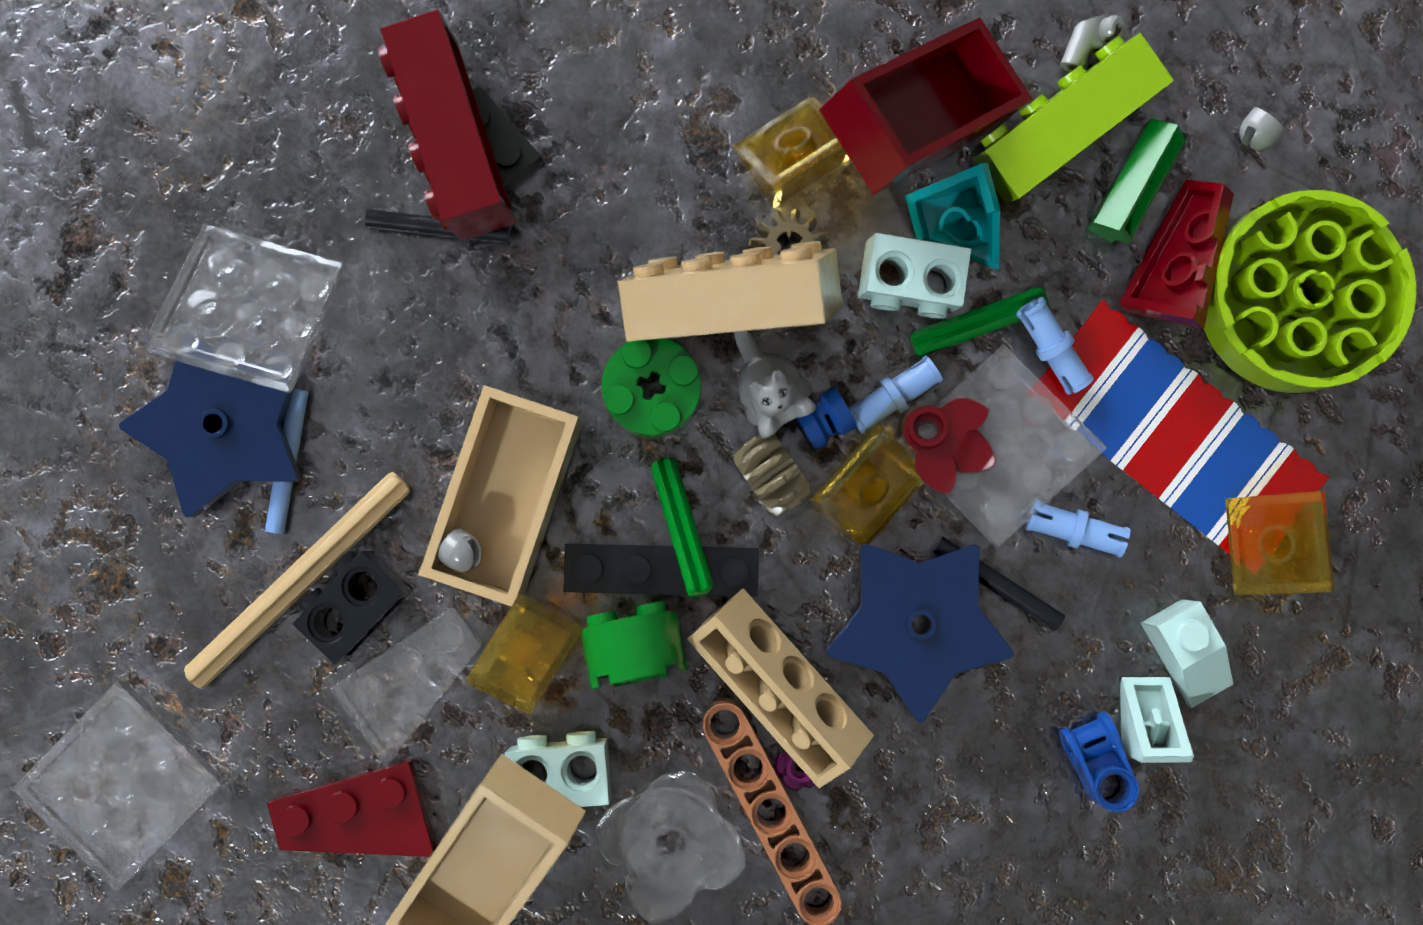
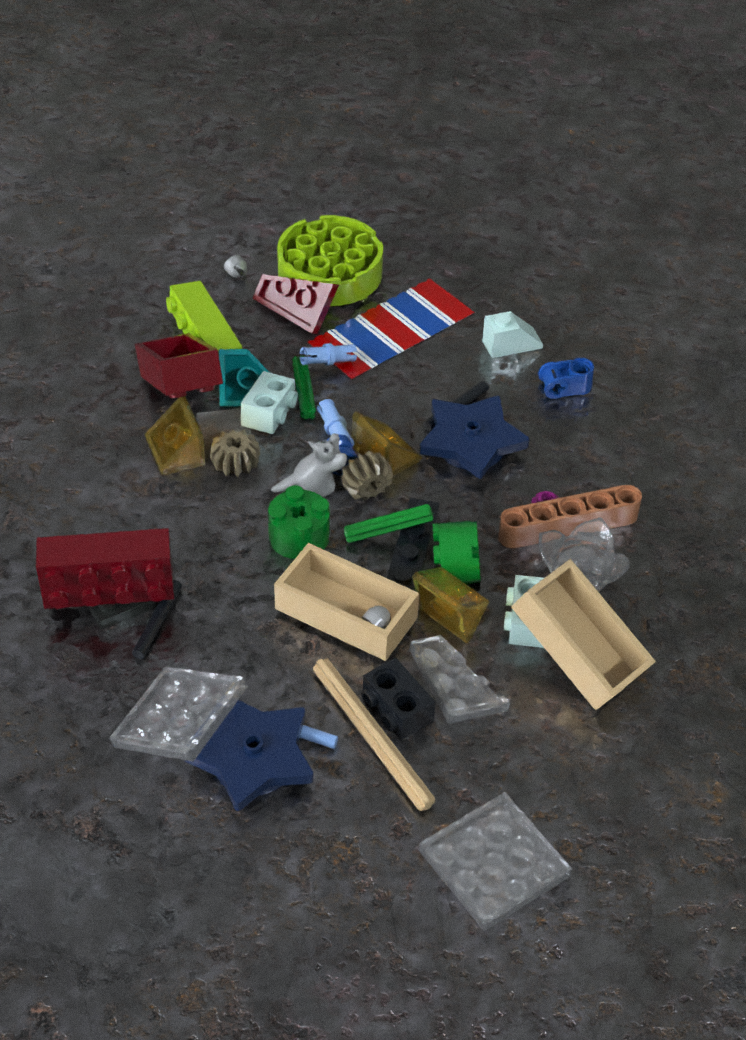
camera: 80 degrees left, 40 degrees down
(357, 815) = (539, 729): dark red wing -> none
(731, 294) = (255, 458): tan piece -> none
(781, 688) = (498, 492): tan brick -> none
(956, 445) = (371, 397): dark red plate -> none
(1034, 444) = (379, 385): clear plate -> none
(1080, 530) = (433, 367): light blue pin -> none
(1089, 36) = (159, 319): light grey arm -> none
(1137, 181) = (246, 314): green piece -> none
(1152, 721) = (548, 350): light aqua slope -> none
(1280, 544) = (460, 289): clear yellow slope -> none

